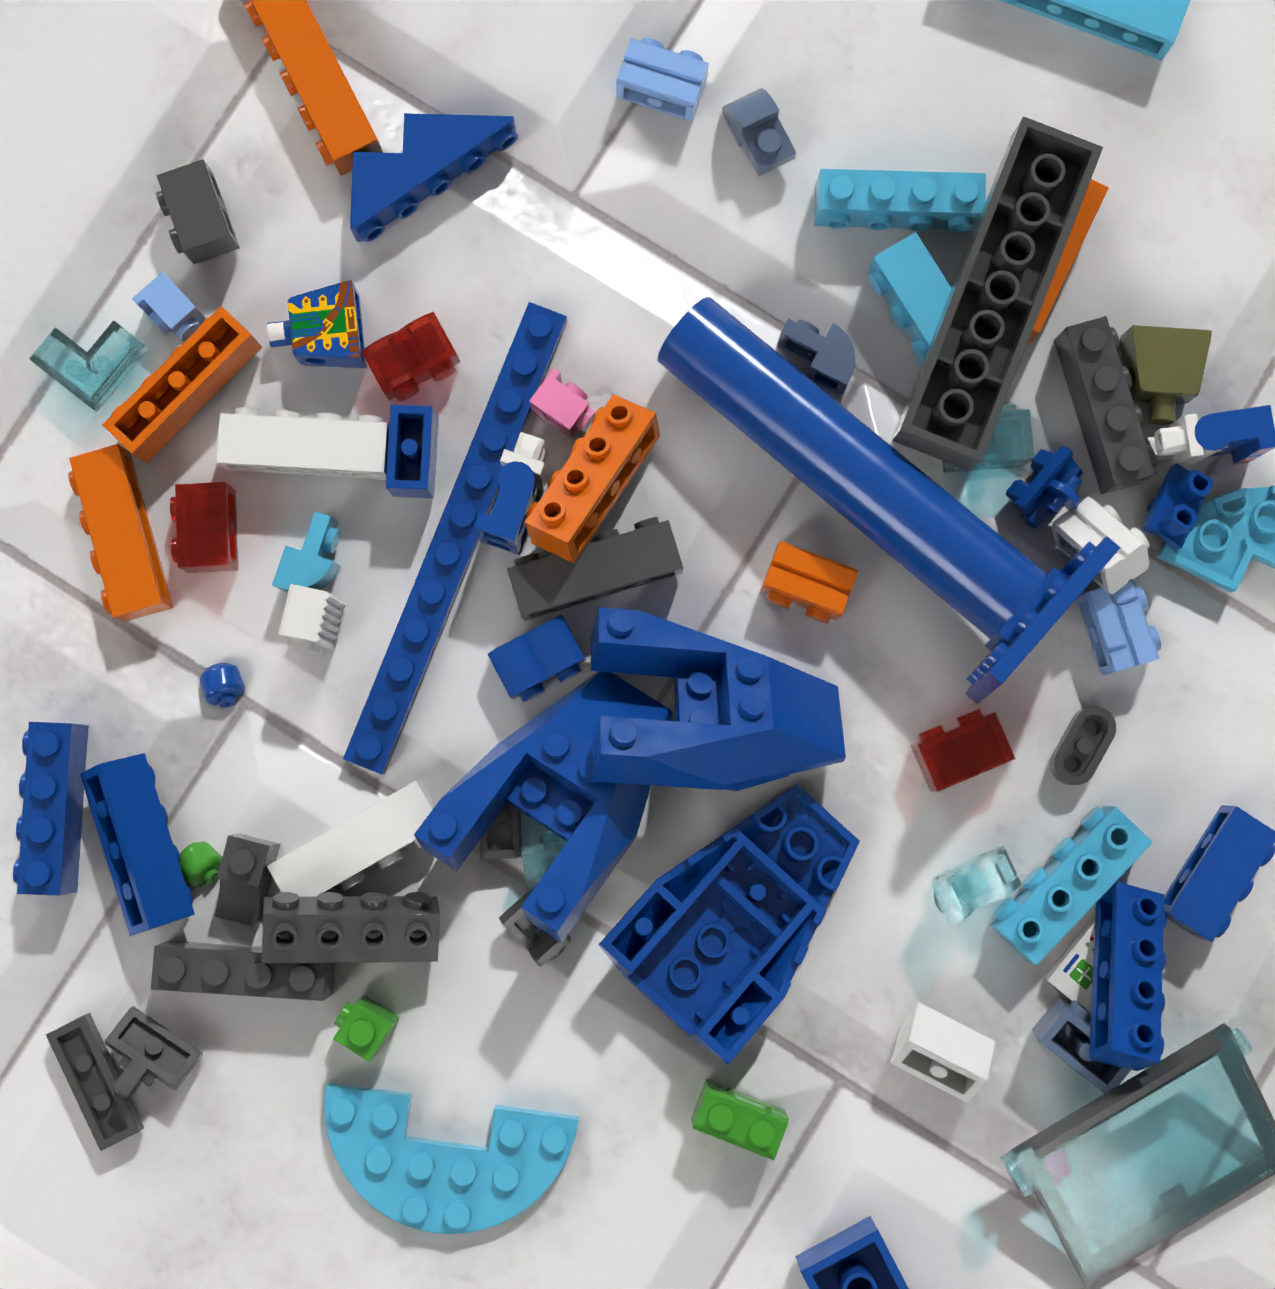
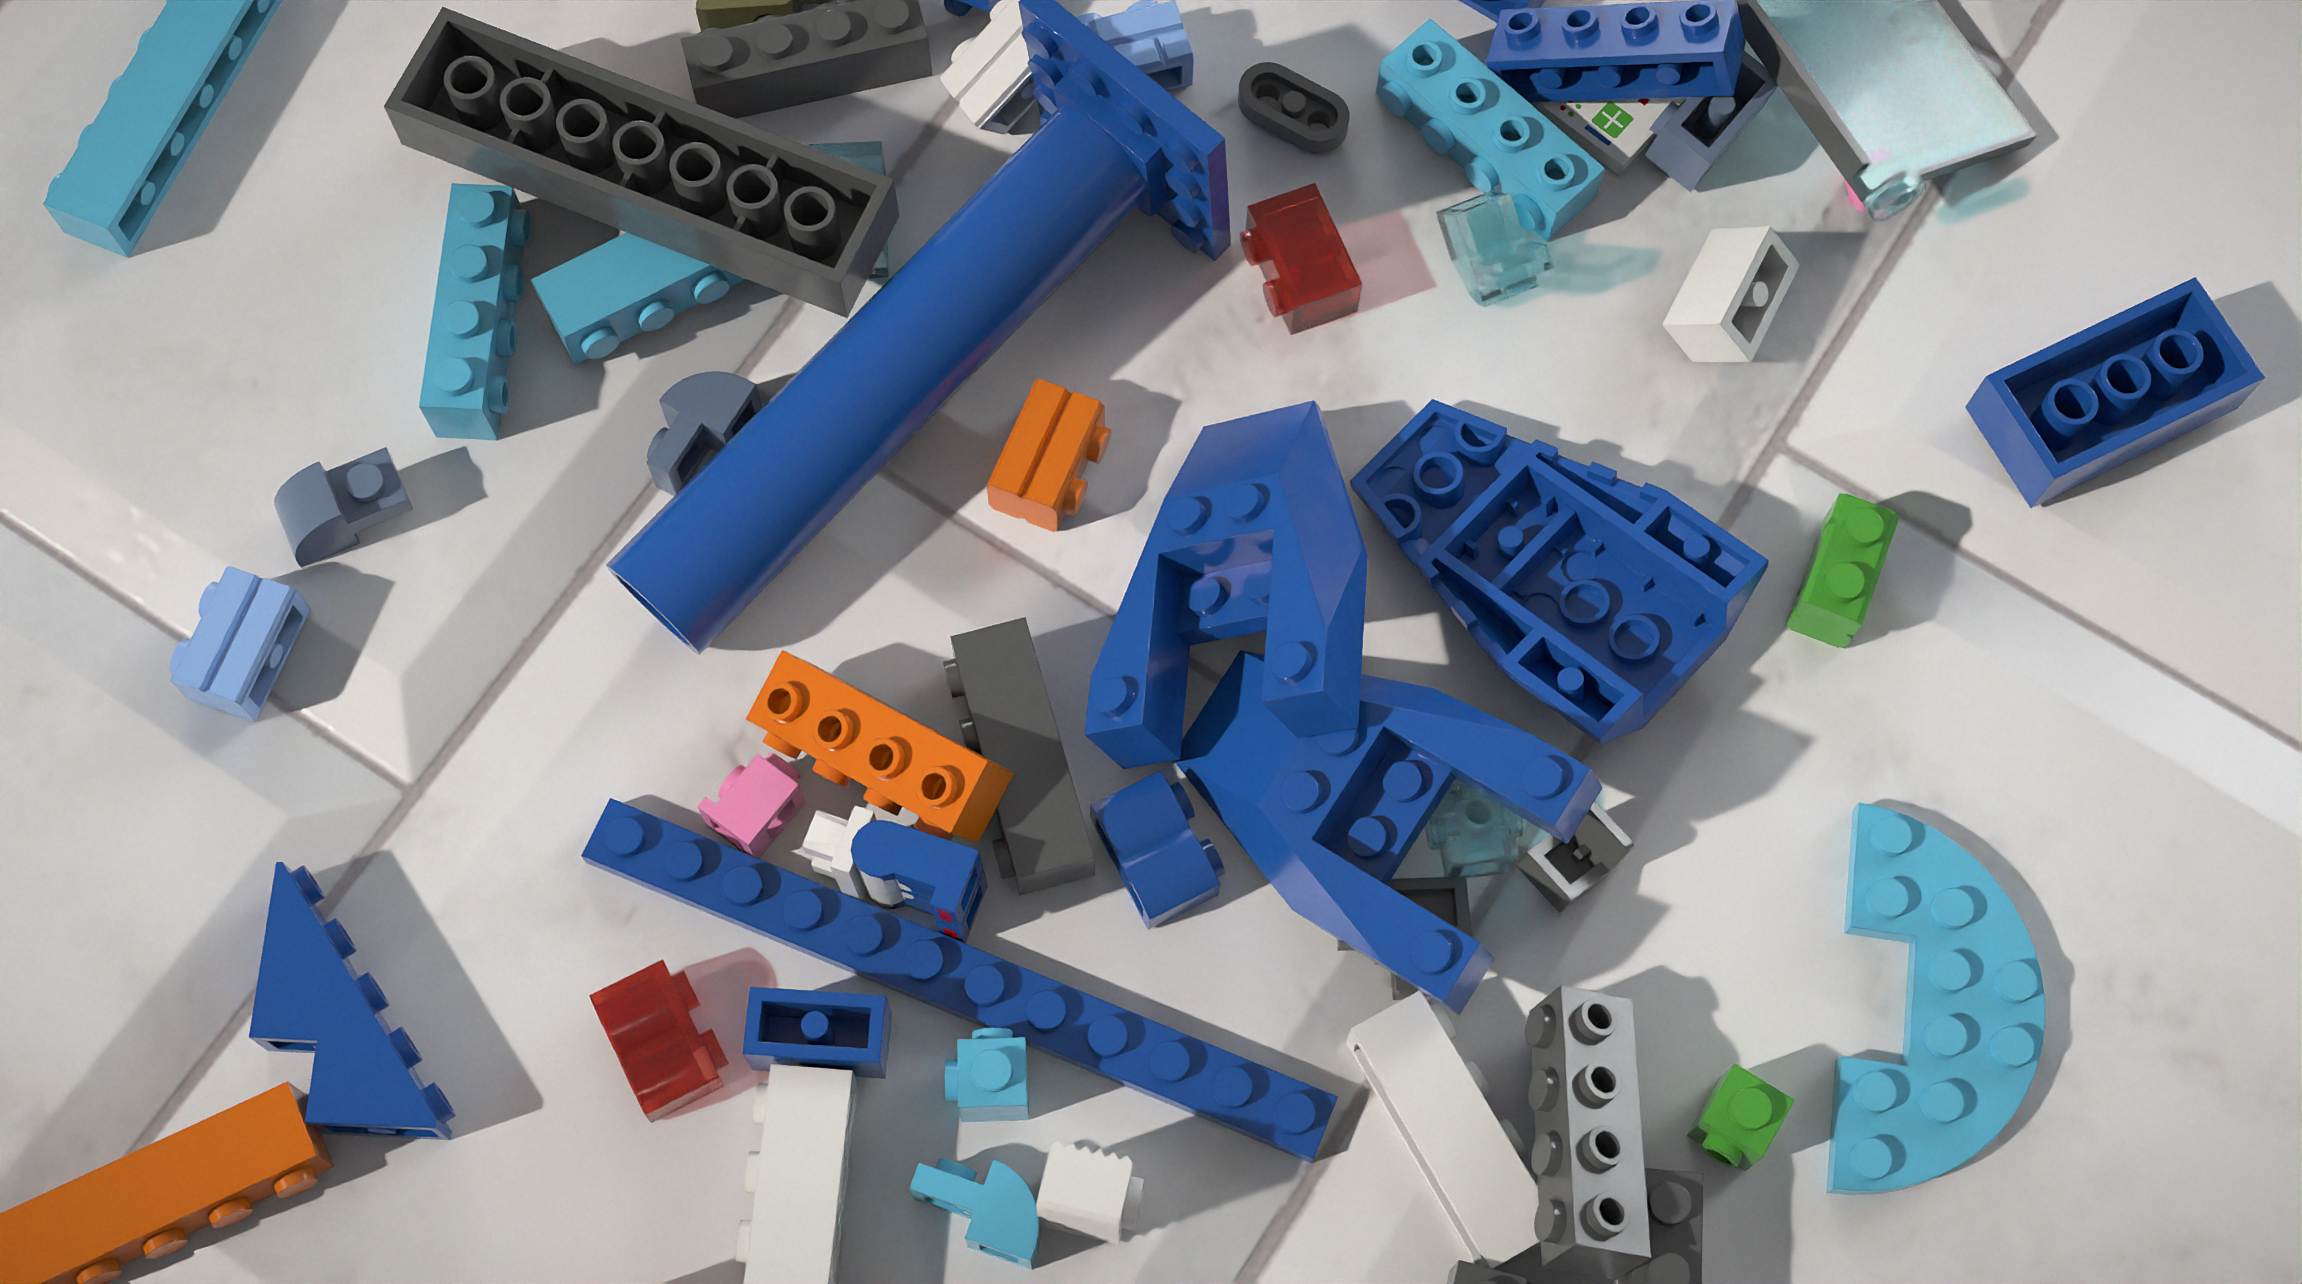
camera: 90 degrees left, 15 degrees down
(323, 327) = (598, 1184): torso -> none
(388, 558) = (989, 1077): none -> medium azure brick
(1050, 489) = (928, 123): blue hips -> none

